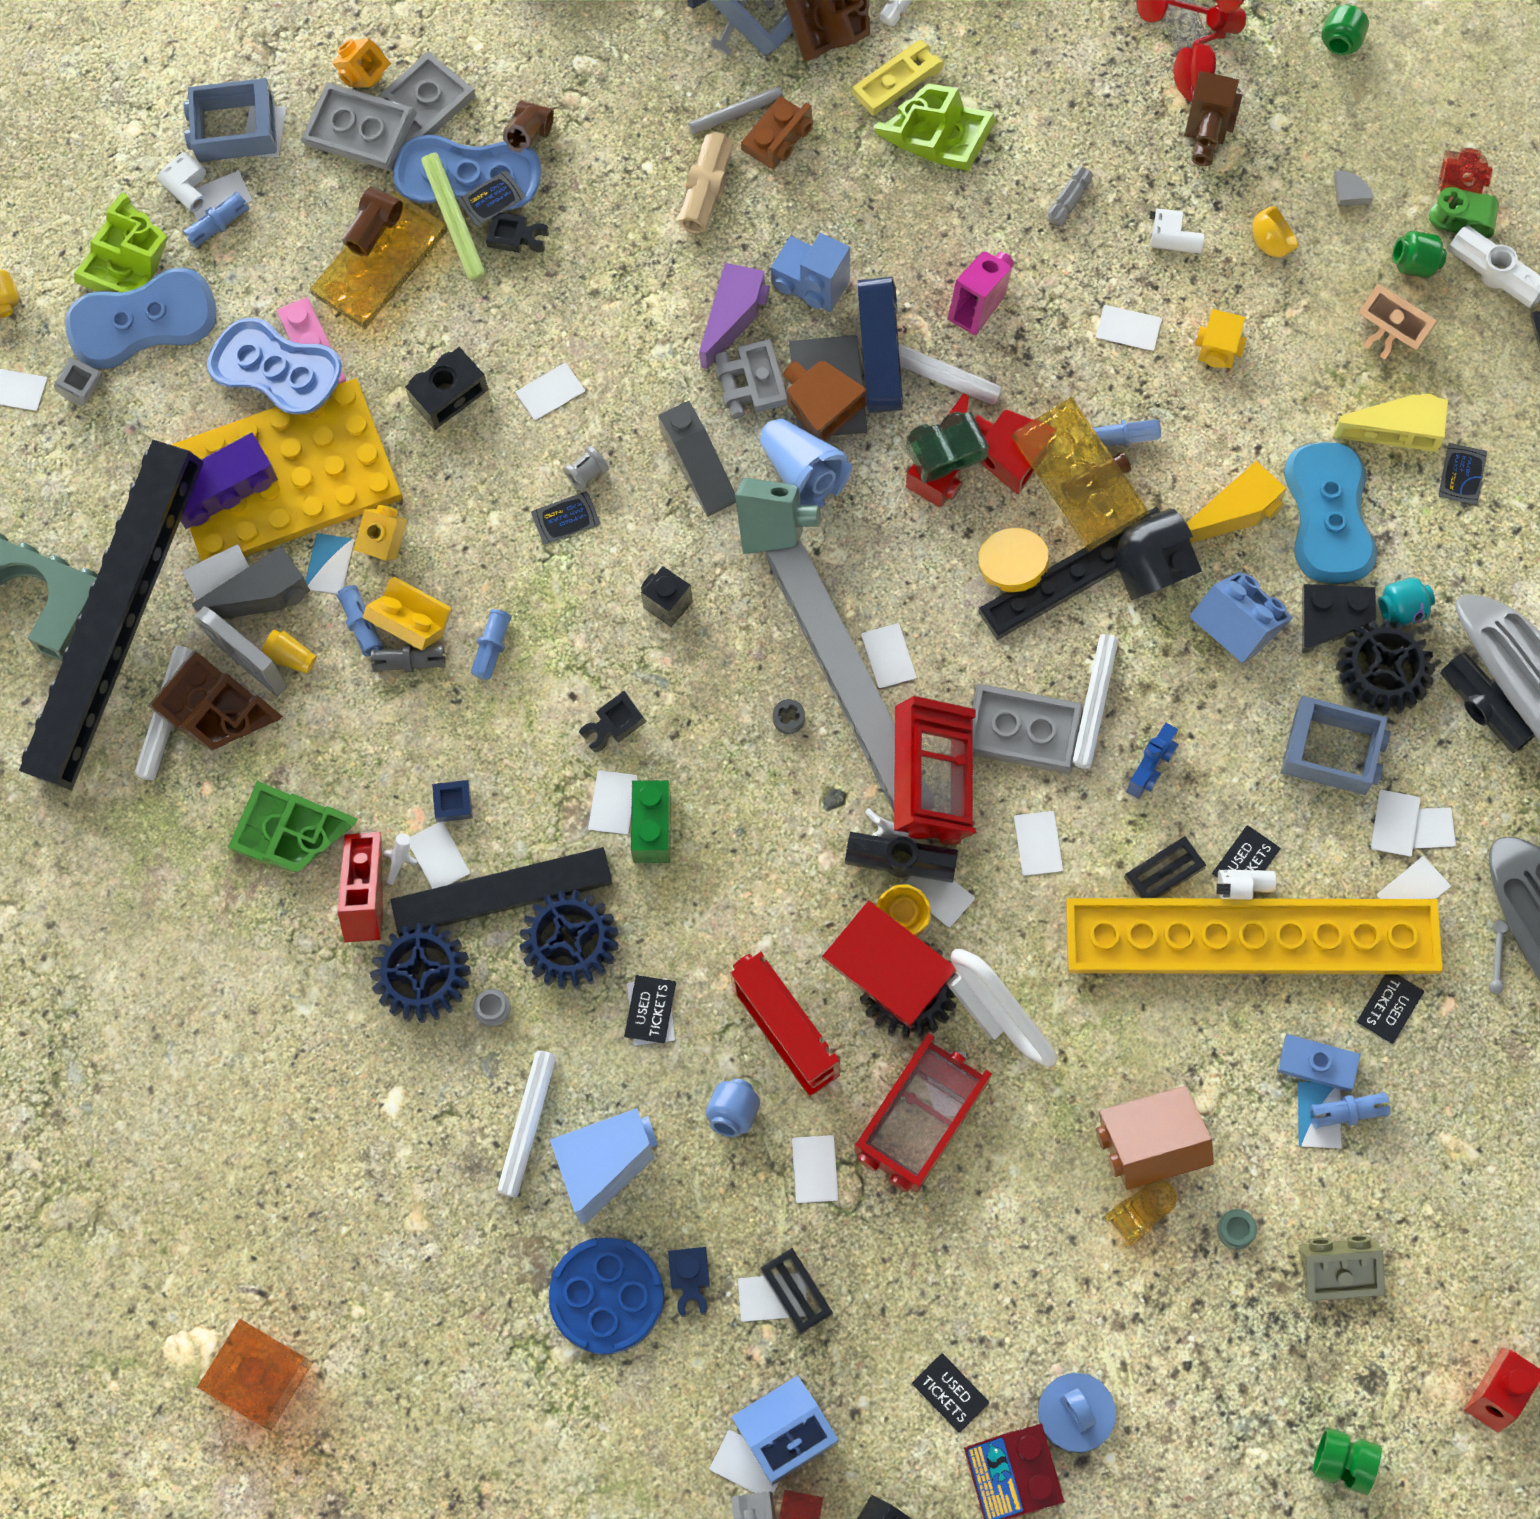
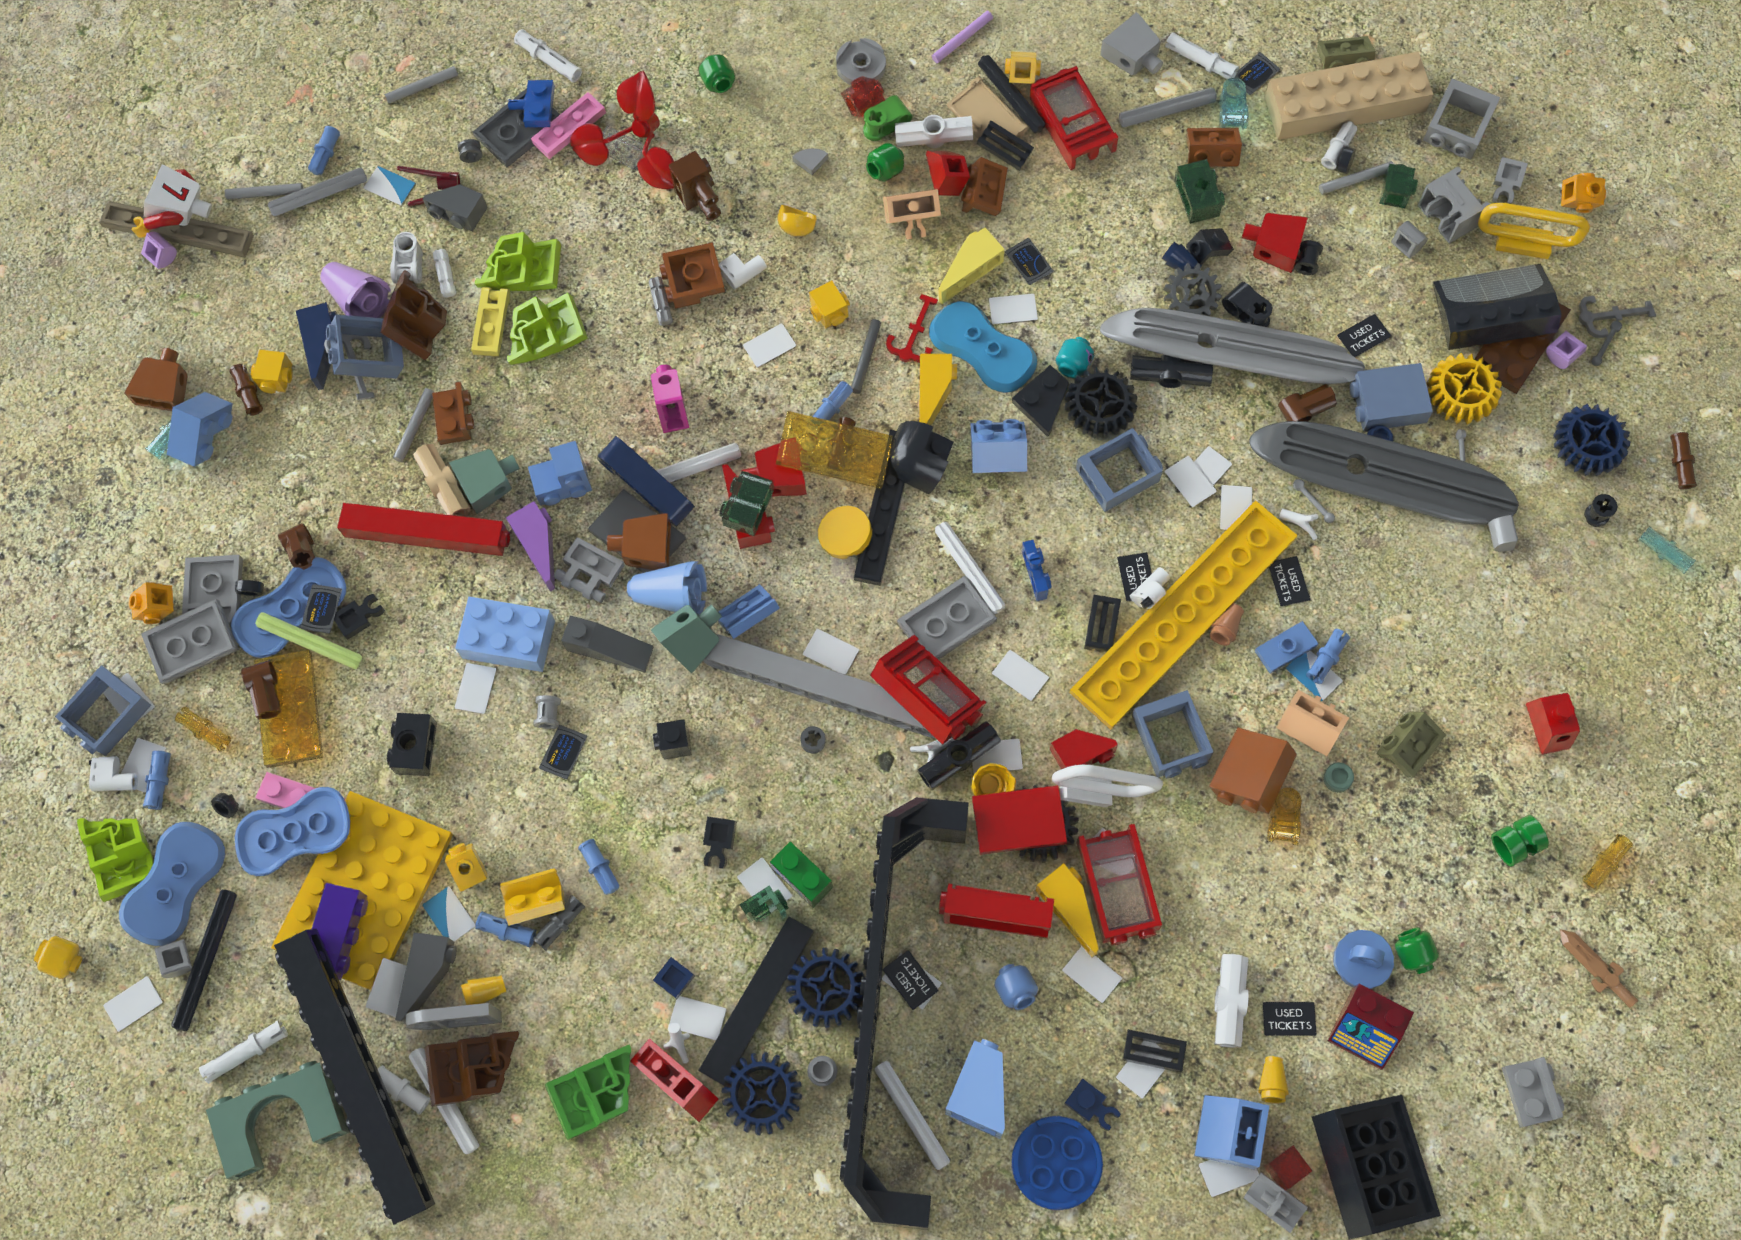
camera: 45 degrees left, 0 degrees up
(67, 515) = (253, 1045): none -> white pin
(101, 407) = (204, 960): none -> black axle
(140, 670) = (403, 1091): none -> white pin
(247, 293) = (225, 805): none -> black piece
(294, 211) = (203, 729): none -> clear yellow pin
(452, 125) = (249, 587): none -> black tile
(589, 813) = (758, 905): none -> clear green bracket
(620, 366) = (505, 634): none -> light blue brick
(648, 210) = (423, 529): none -> red brick
(745, 212) = (484, 477): none -> sand green torso
(758, 869) = (900, 834): none -> black arch
(848, 545) = (747, 611): none -> medium blue plate
(860, 1083) = (1070, 905): none -> yellow slope
(872, 1429) = (1273, 1081): none -> yellow cone
(912, 1319) = (1231, 1001): none -> white piece
(979, 51) = (522, 264): none -> lime slope
(1019, 963) = (1082, 749): none -> red slope
(1121, 196) = (691, 274): none -> dark orange plate
(1131, 998) = (1165, 707): none -> sand blue window
(1134, 1455) = (1416, 950): none -> green head
(1207, 419) = (865, 356): none -> dark grey bar
(1248, 451) = (906, 354): none -> red piece
(1264, 1152) = (1312, 722): none -> light nougat brick
(1281, 986) = (1226, 626): none -> nougat cone
(1398, 504) = (1013, 308): none -> white sticker
(1464, 961) = (1300, 520): none -> white bar
(1469, 316) = (948, 172): none -> red slope
(1493, 363) = (984, 187): none -> dark orange bracket
(1507, 126) = (857, 51): none -> light grey plate

